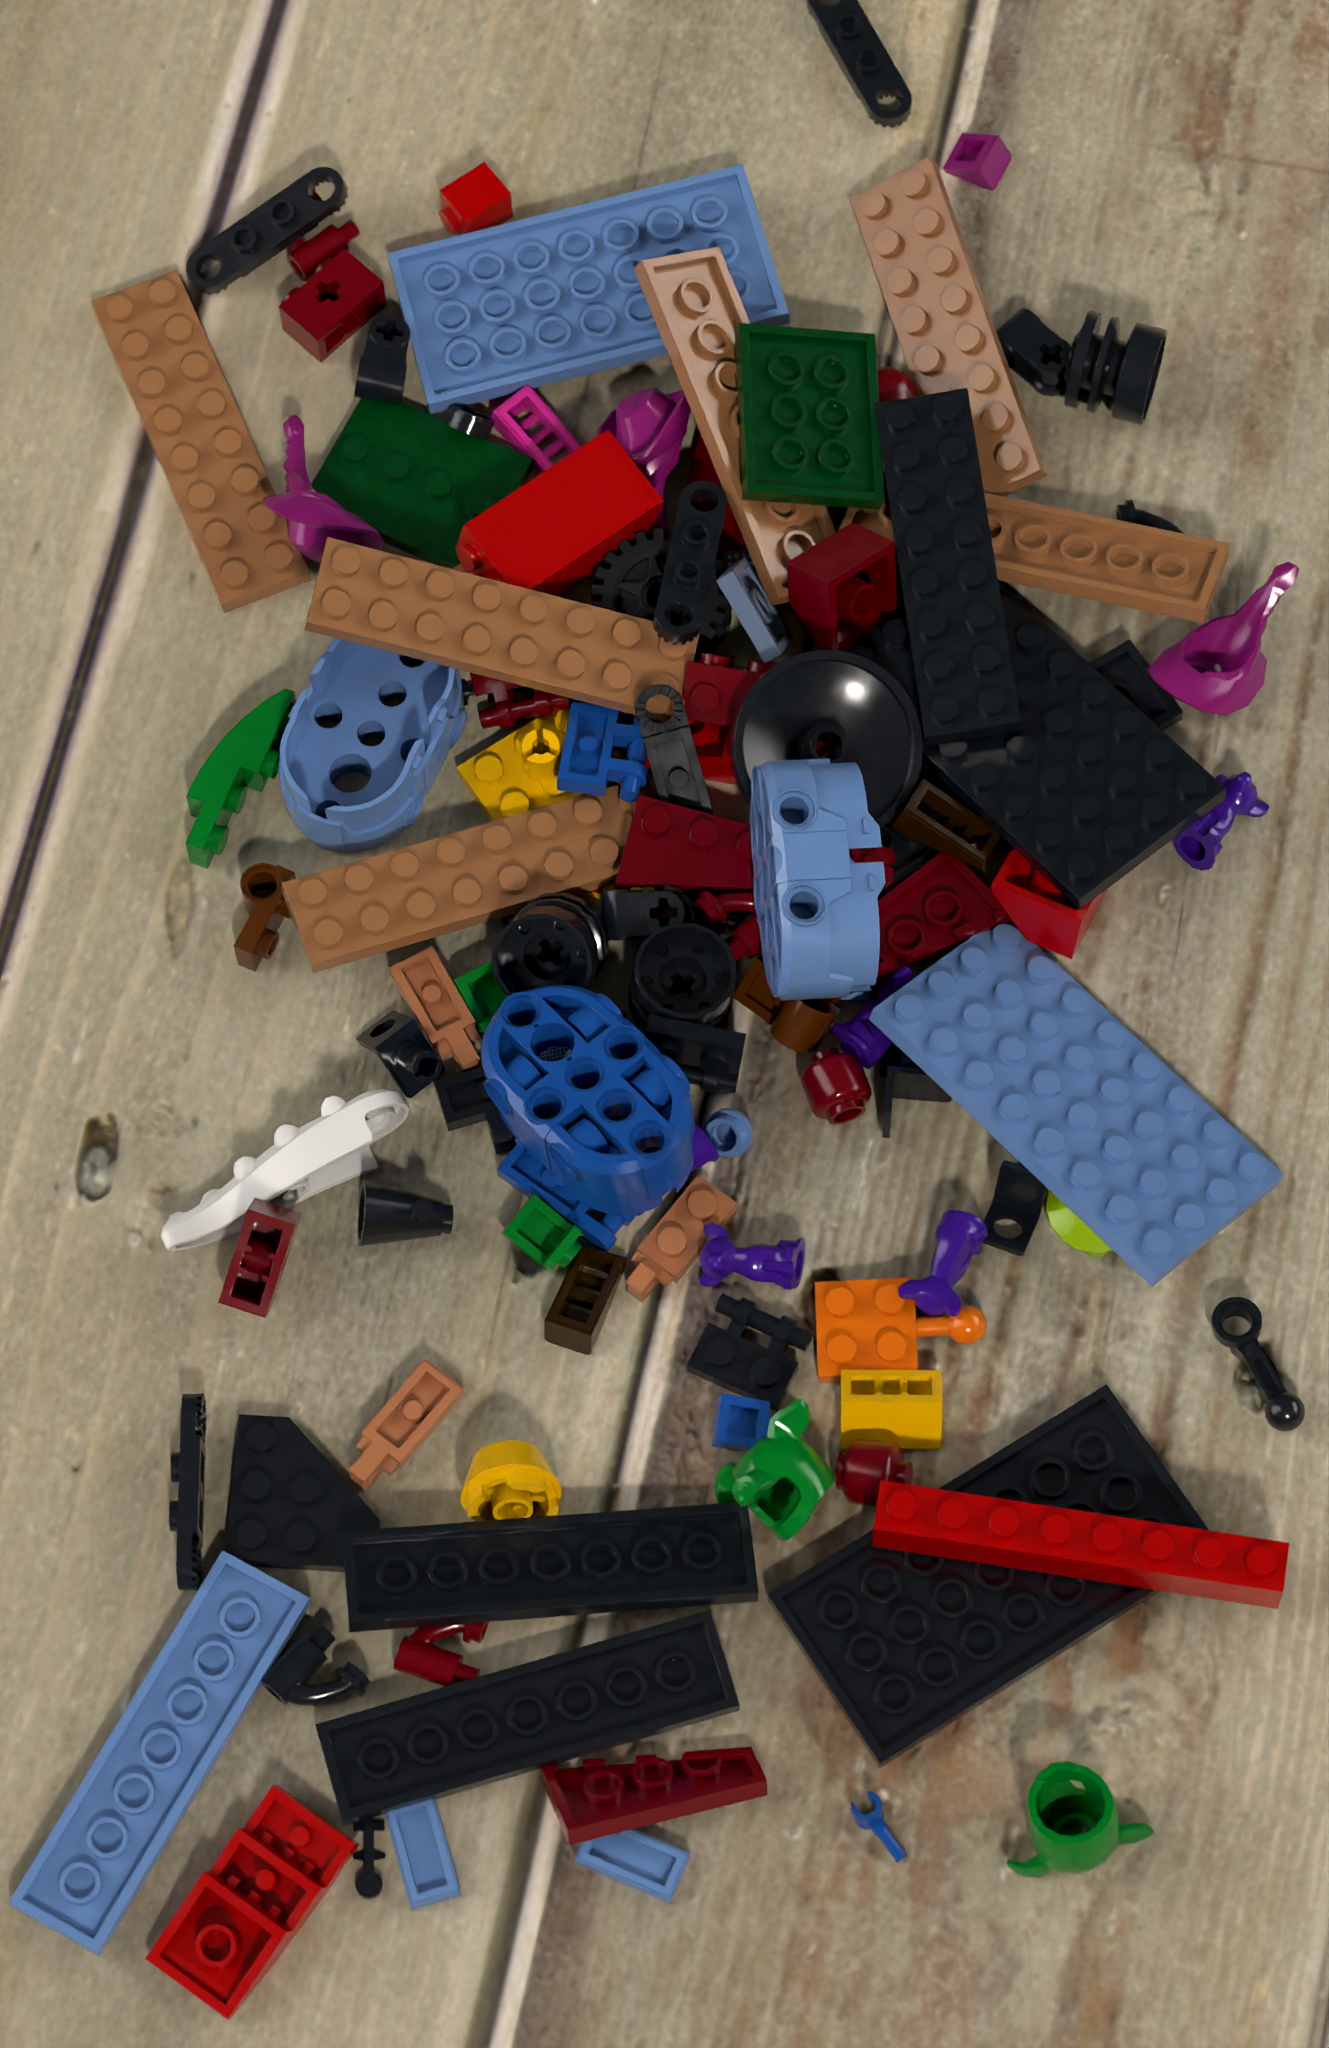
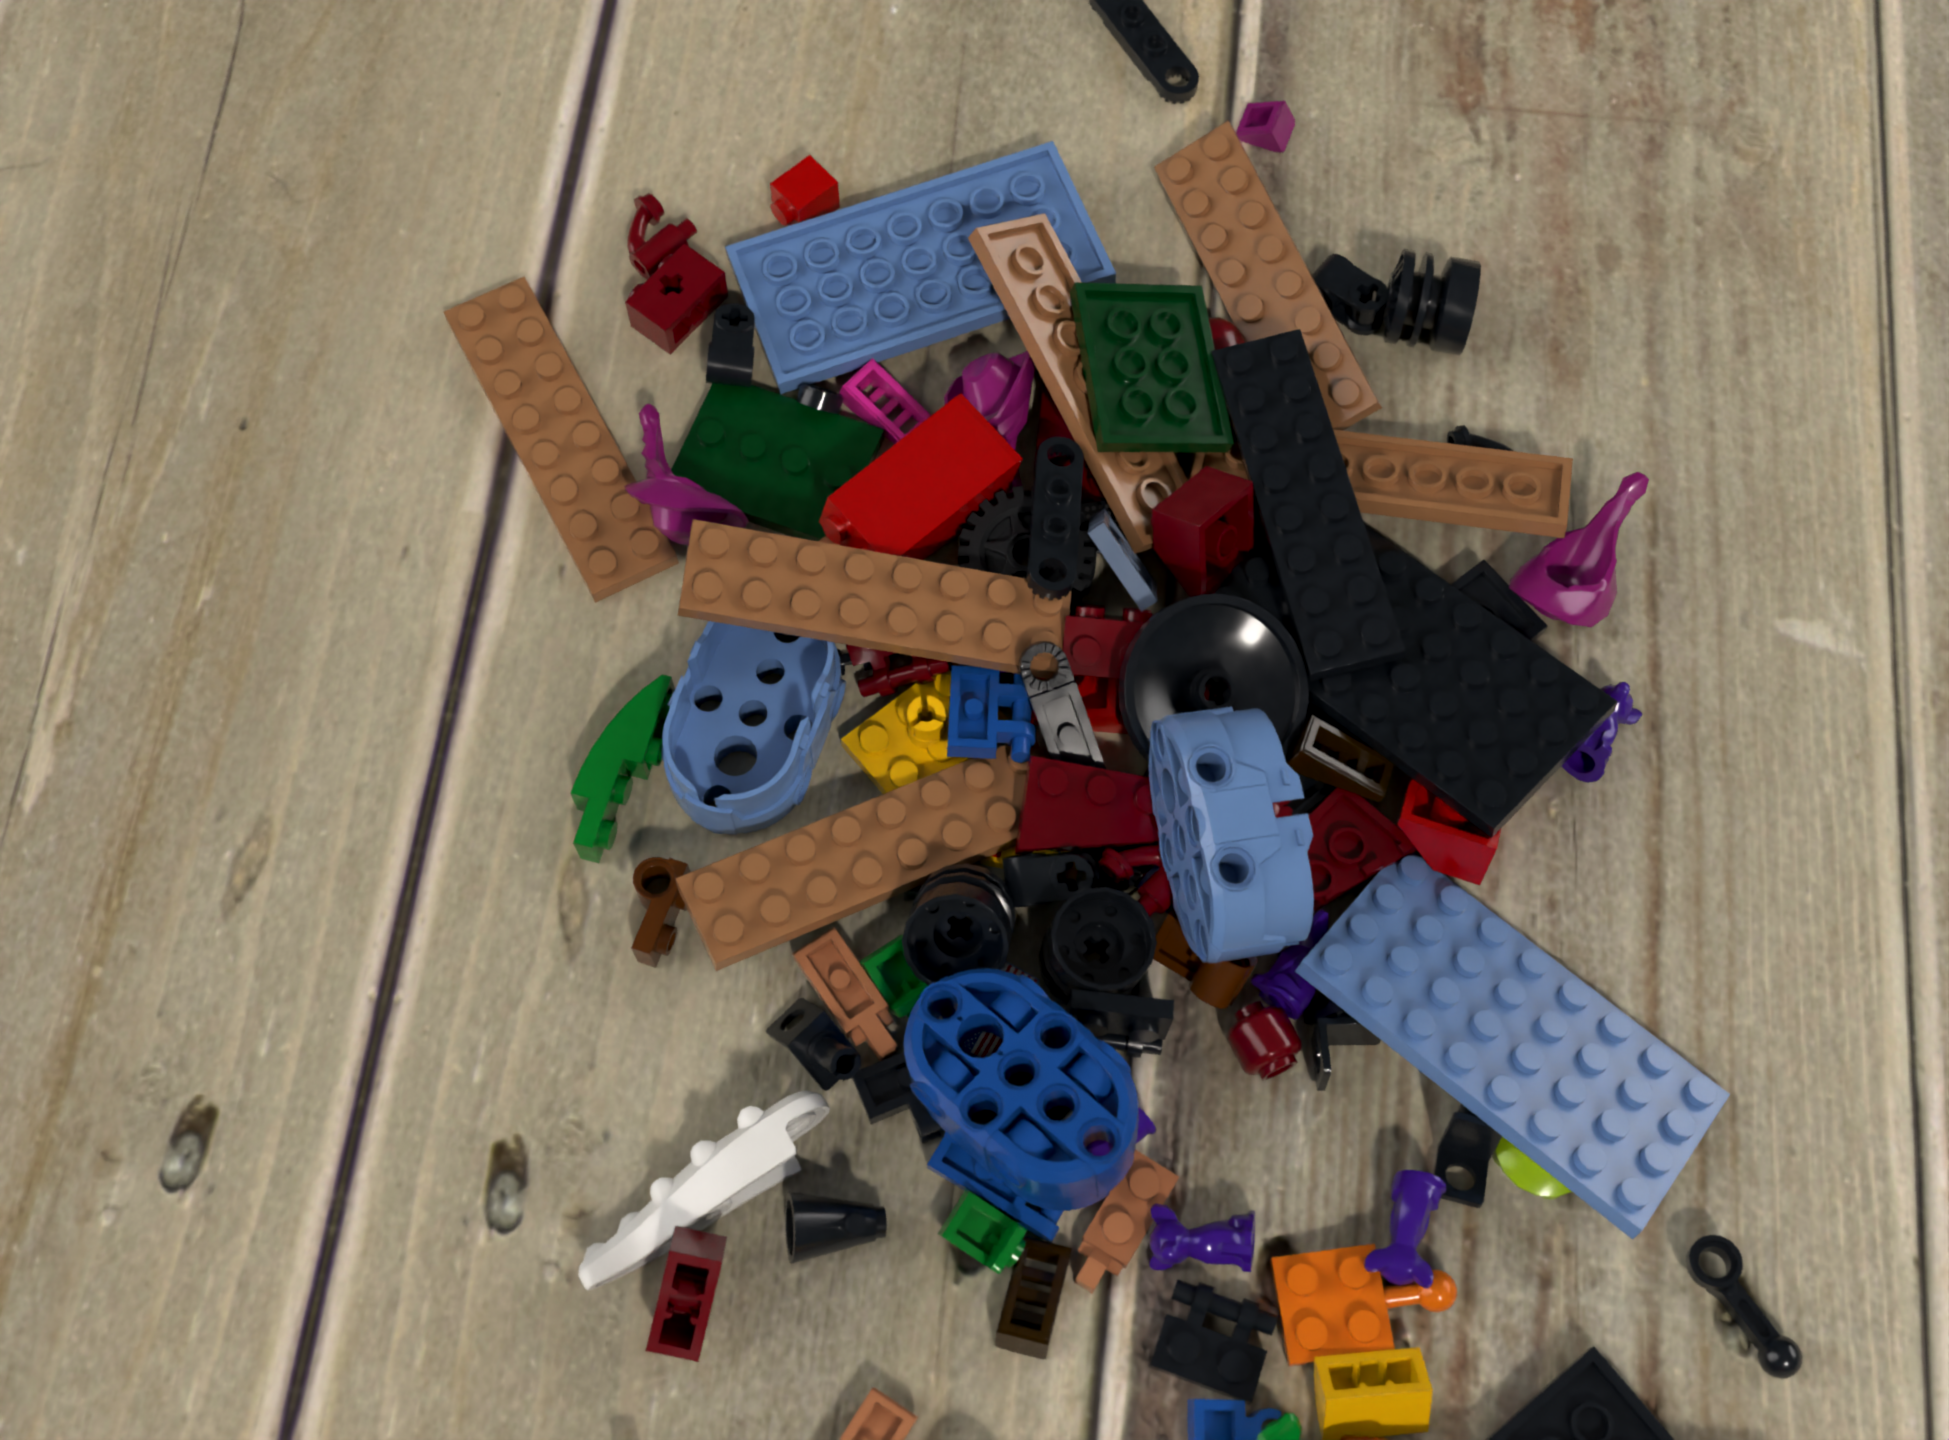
camera: 10 degrees left, 0 degrees up
(267, 230) = (608, 233): black plate -> none
(729, 1132) = (1162, 1101): medium blue plate -> none

